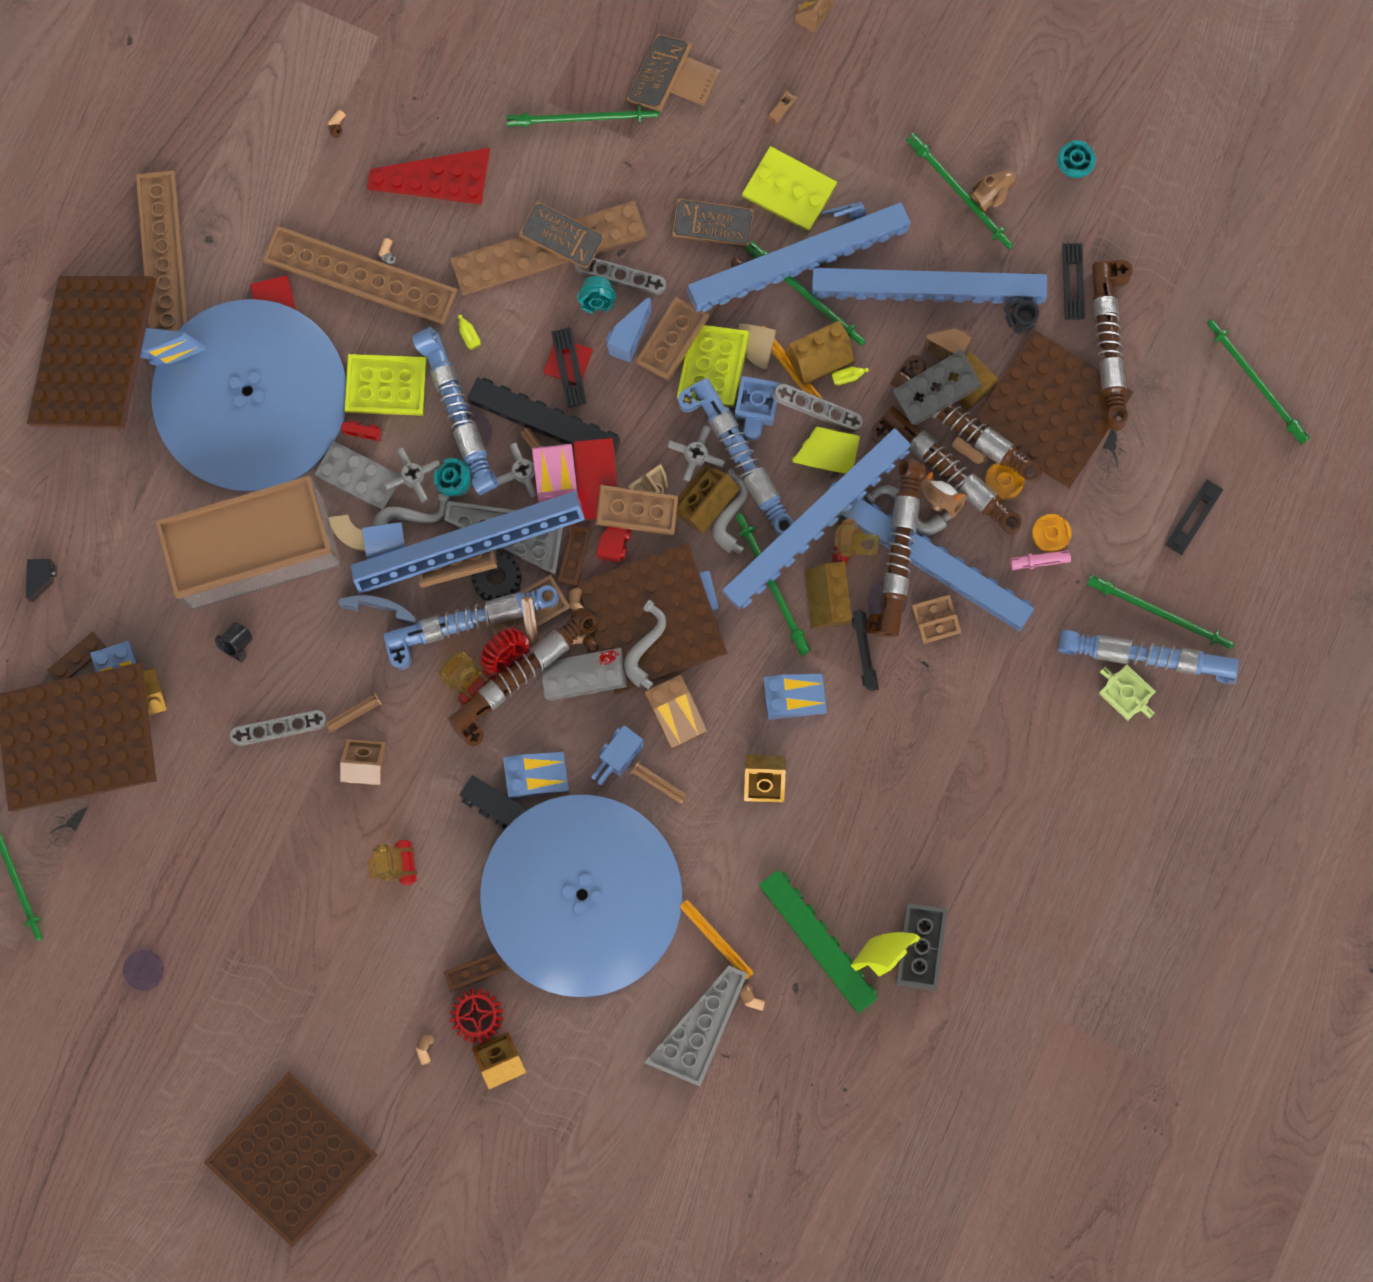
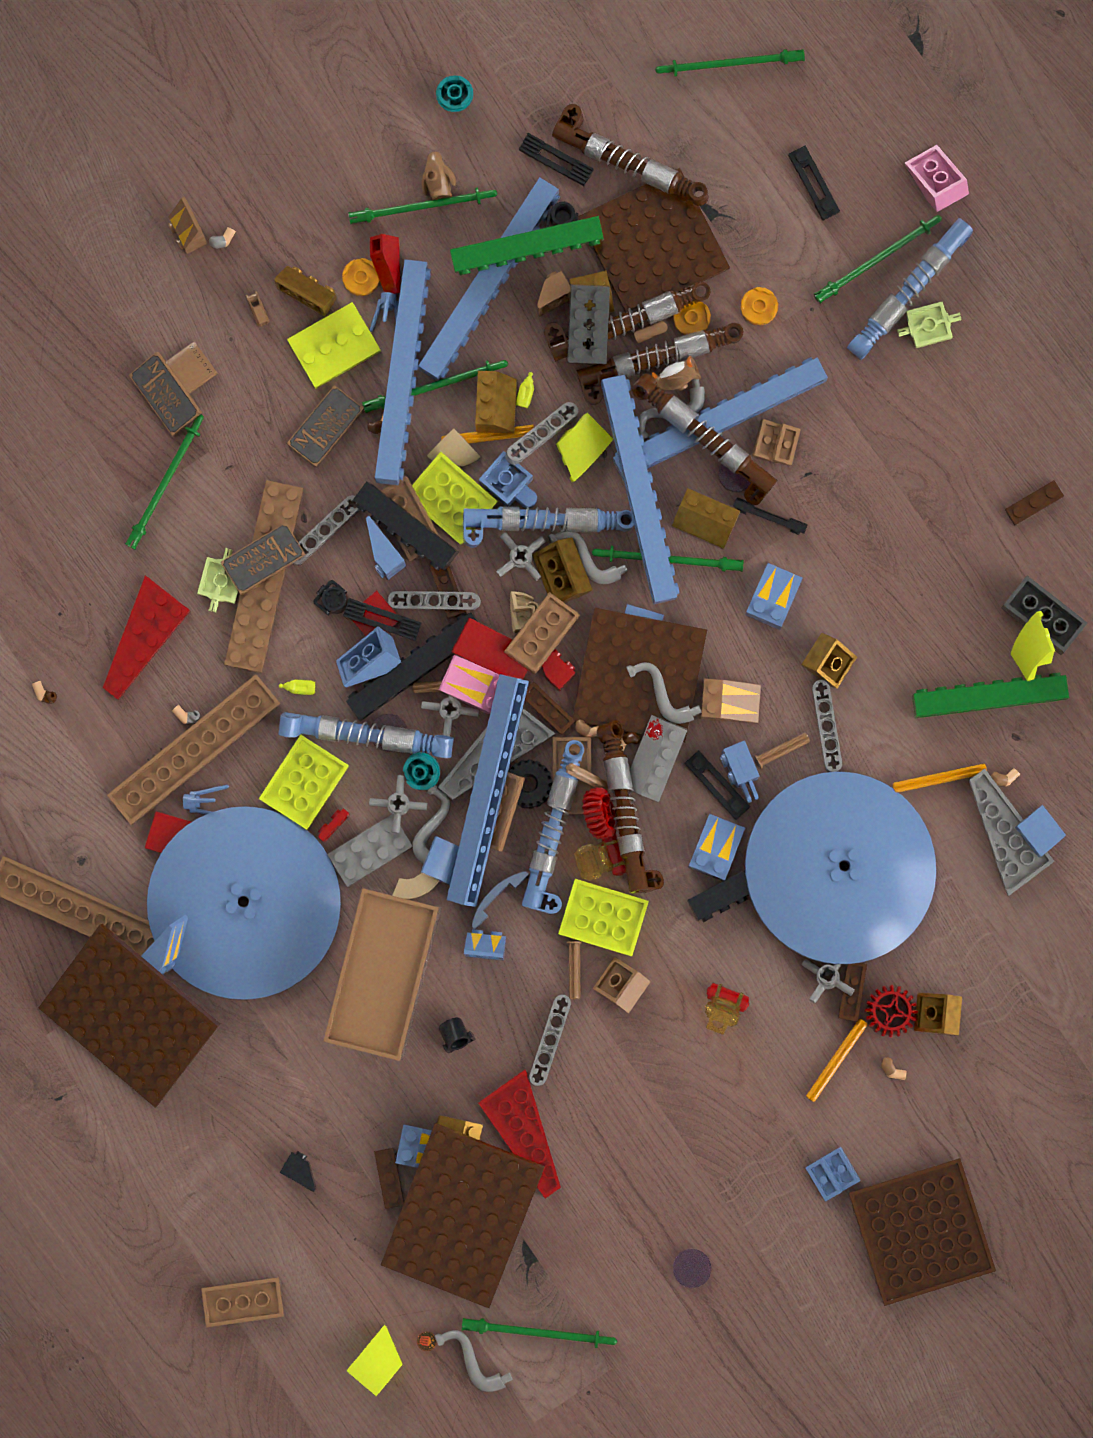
camera: 60 degrees left, 5 degrees up
(188, 742) = (519, 1124): none -> red wing
(299, 1048) = (833, 1173): none -> medium blue slope
(314, 301) = (192, 801): none -> medium blue plant
(327, 620) = (485, 946): none -> medium blue slope
(404, 993) = (836, 1060): none -> light orange axle
(414, 711) = (603, 917): none -> neon yellow plate
(472, 948) = (824, 984): none -> light grey bar
(516, 210) = (216, 582): none -> yellowish green plate
(527, 375) = (368, 658): none -> medium blue slope
(562, 314) = (333, 598): none -> black piece
(596, 294) = (332, 559): teal cone -> none
(603, 717) = (698, 764): none -> black container
(613, 410) = (425, 597): none -> light grey beam
(630, 408) = (445, 583): none -> reddish brown plate
(662, 338) = (406, 526): none -> black brick
(709, 802) = (822, 717): none -> light grey beam
(720, 1058) = (1040, 831): none -> medium blue slope
(823, 43) = (222, 241): none -> arm
(823, 135) = (305, 290): none -> pearl gold slope
(848, 542) = (670, 475): clear yellow piece -> none
(864, 177) = (360, 277): none -> light orange tile
(893, 186) = (386, 261): none -> red slope
(977, 296) = (527, 244): none -> green brick
(1021, 881) = (1034, 502): none -> reddish brown plate
(1031, 561) = (773, 336): bright pink pin -> none
(1267, 623) = (937, 178): none -> bright pink slope

